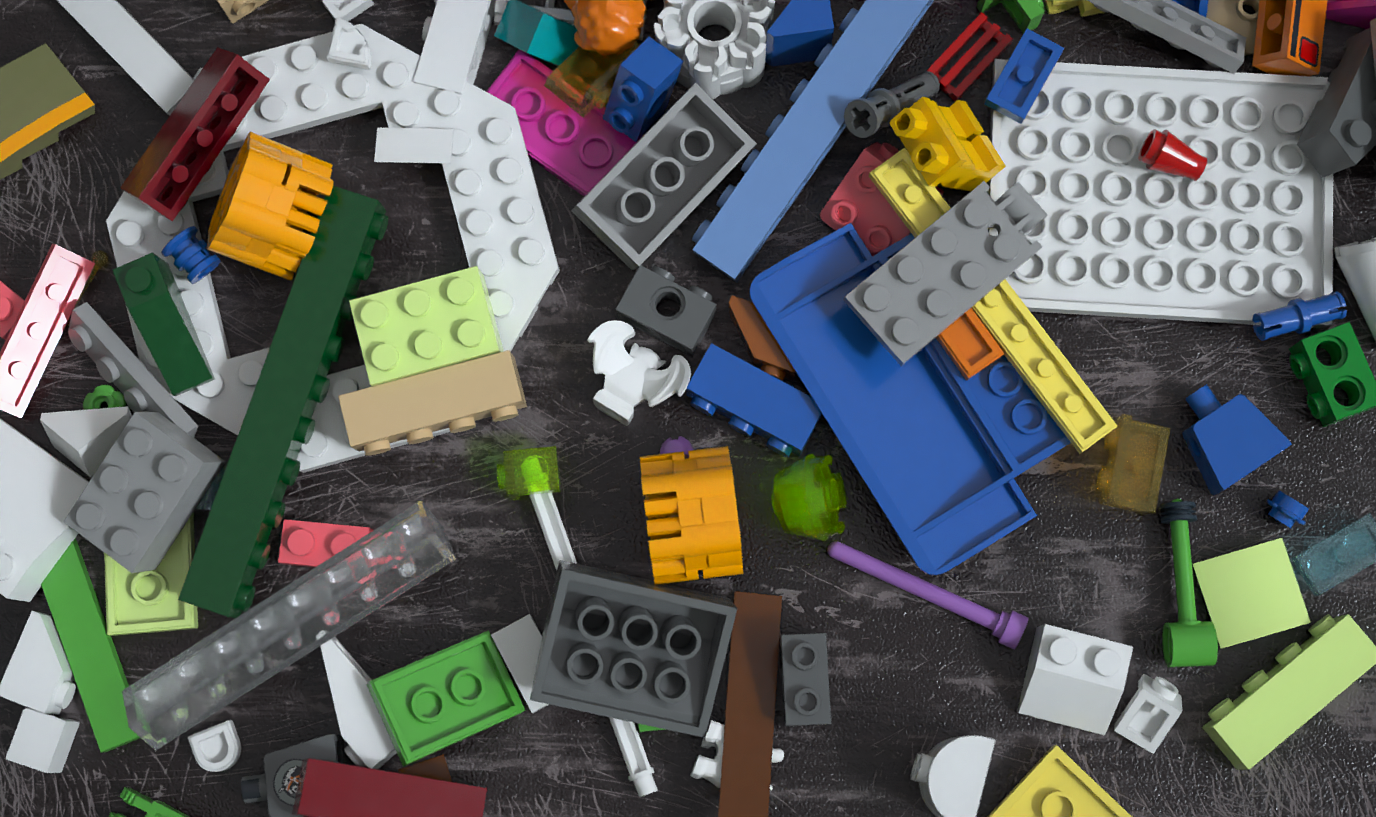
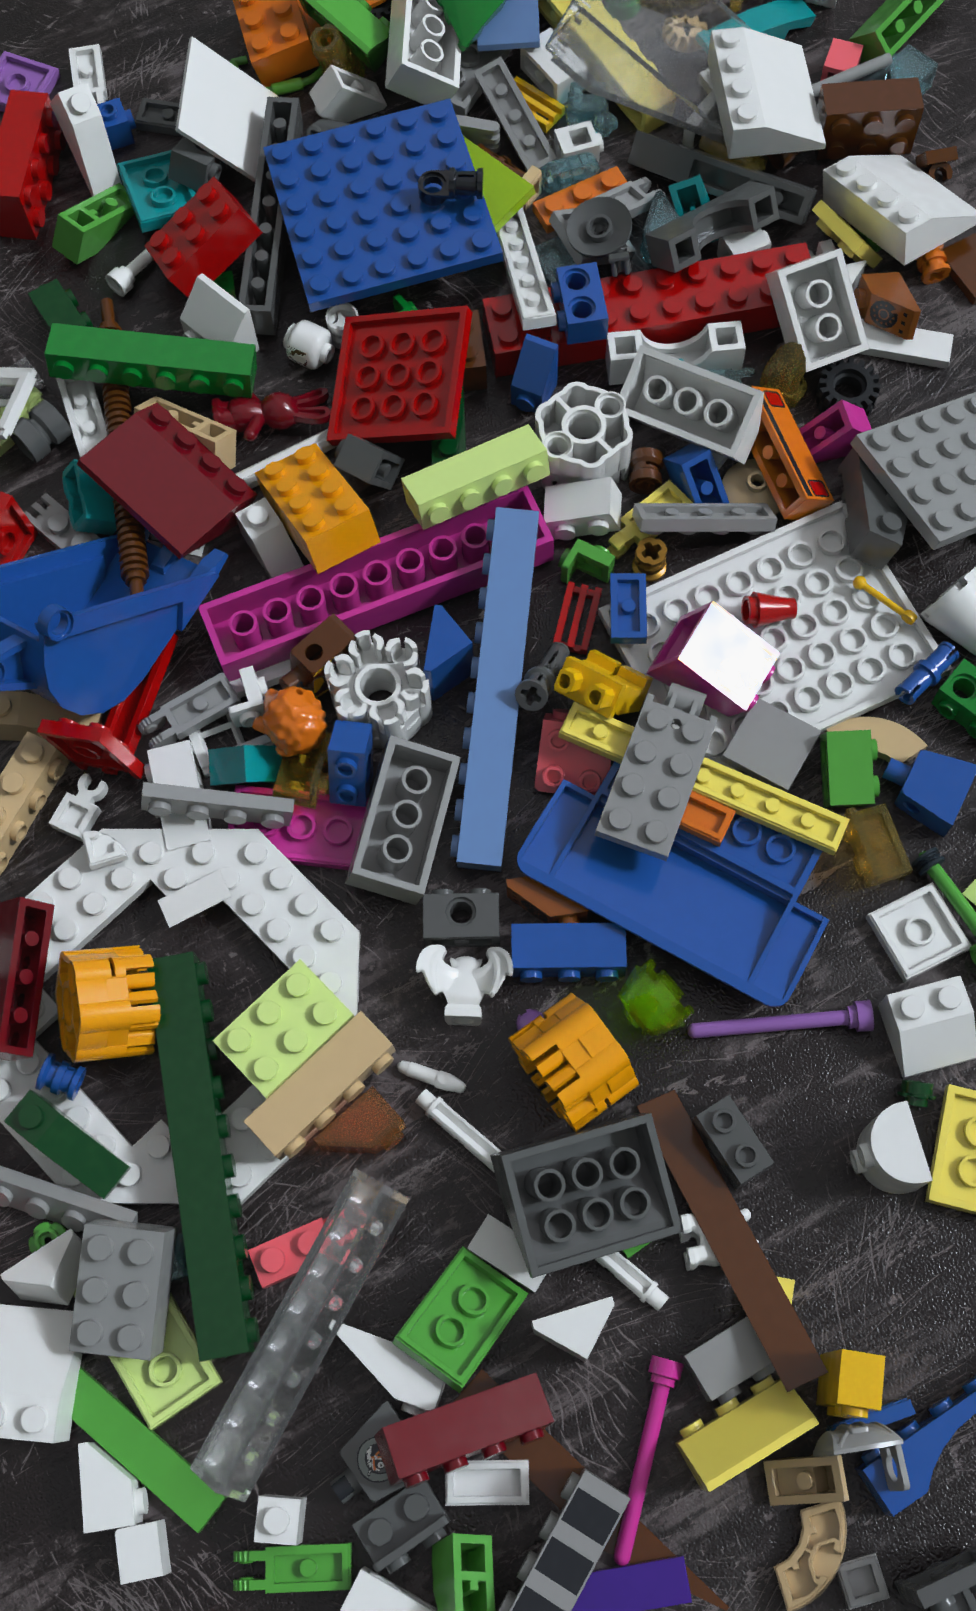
camera: 30 degrees left, 10 degrees down
(179, 784) = (280, 1519): none -> white brick
(216, 747) = (292, 1472): white tile -> none
(457, 463) = (363, 1127): none -> clear orange slope
(470, 52) = (208, 803): none -> light grey plate
(529, 472) = (426, 1100): clear neon green bracket -> none
(541, 439) = (439, 1079): none -> white piece
(545, 770) = (575, 1328): none -> white slope
(1019, 734) = (916, 1092): none -> dark green plate
(1072, 40) = (650, 559): none -> pearl gold bush
(1081, 182) = (716, 657): none -> slope
(1087, 303) = (771, 745): none -> light grey tile
(1123, 577) = (918, 932): none -> white tile
(1153, 371) = (848, 768): none -> bright green brick
(1205, 353) = (892, 738): none -> tan tile
(1290, 180) = (907, 615): none -> yellow hinge

